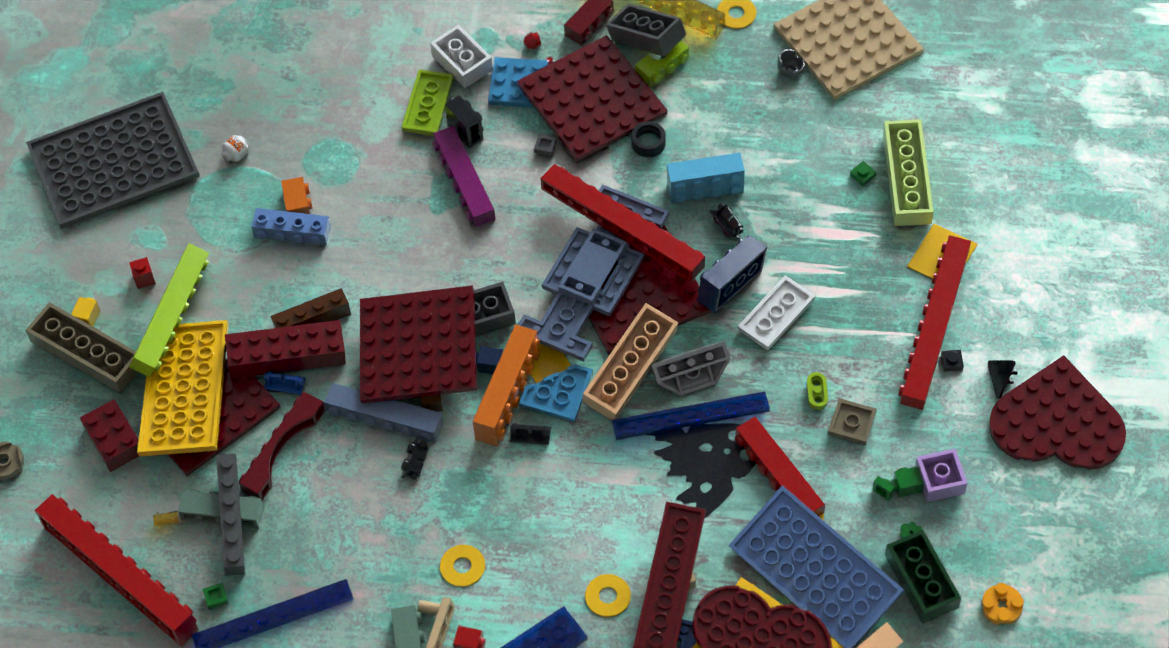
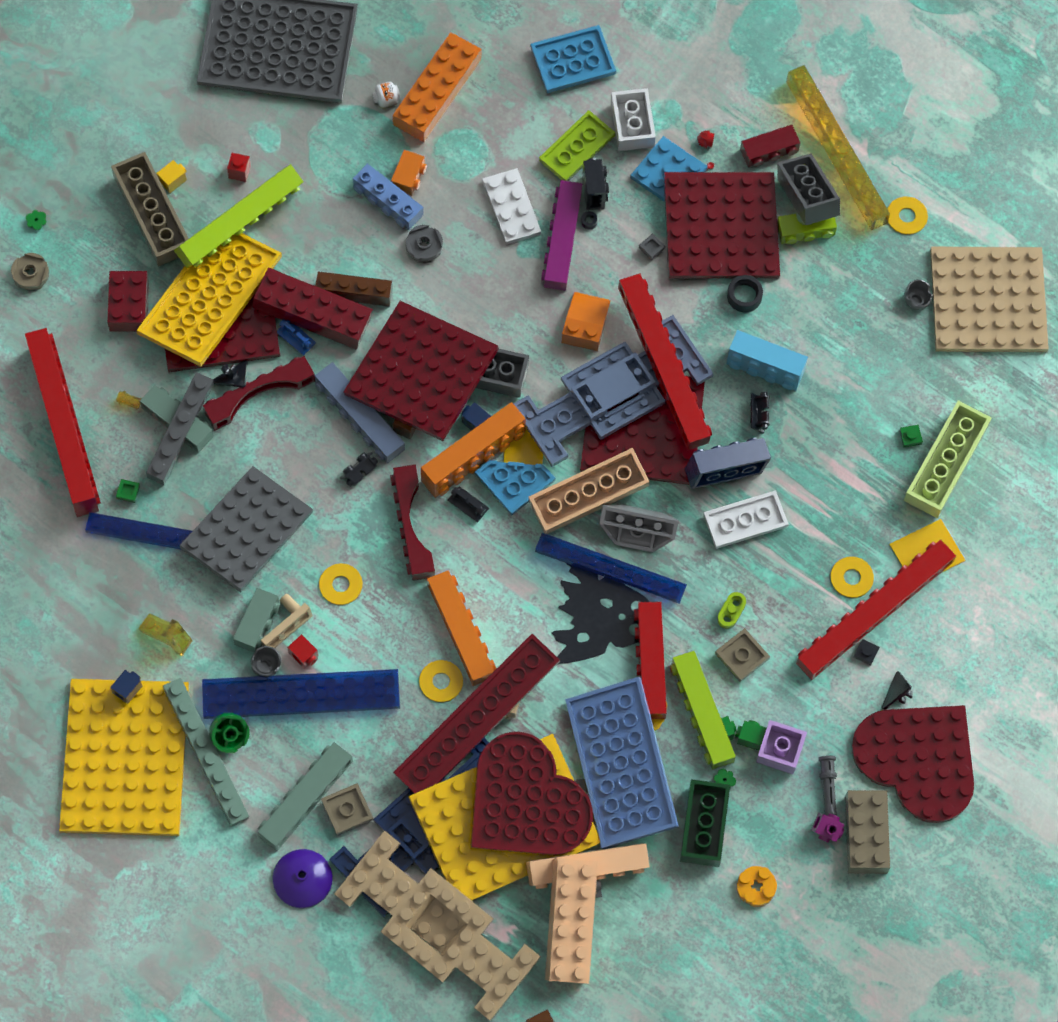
camera: 25 degrees right, 10 degrees up
(251, 444) = (233, 376): none -> black piece
(276, 119) = (437, 87): none -> orange brick
(346, 566) = (246, 529): none -> dark grey plate
(351, 255) = (430, 235): none -> dark grey plate
(377, 39) = (573, 59): none -> dark azure plate
(403, 178) = (511, 206): none -> white plate
(477, 159) = (586, 225): none -> black bush
(519, 502) = (420, 558): none -> dark red arch
(530, 233) = (585, 321): none -> orange slope
(596, 539) = (460, 627): none -> orange brick
(852, 485) = (703, 710): none -> lime brick
(889, 320) = (846, 589): none -> yellow gear
(996, 478) = (828, 775): none -> dark grey pin
(1027, 518) = (828, 827): none -> magenta brick
(1062, 502) = (867, 832): none -> dark tan brick

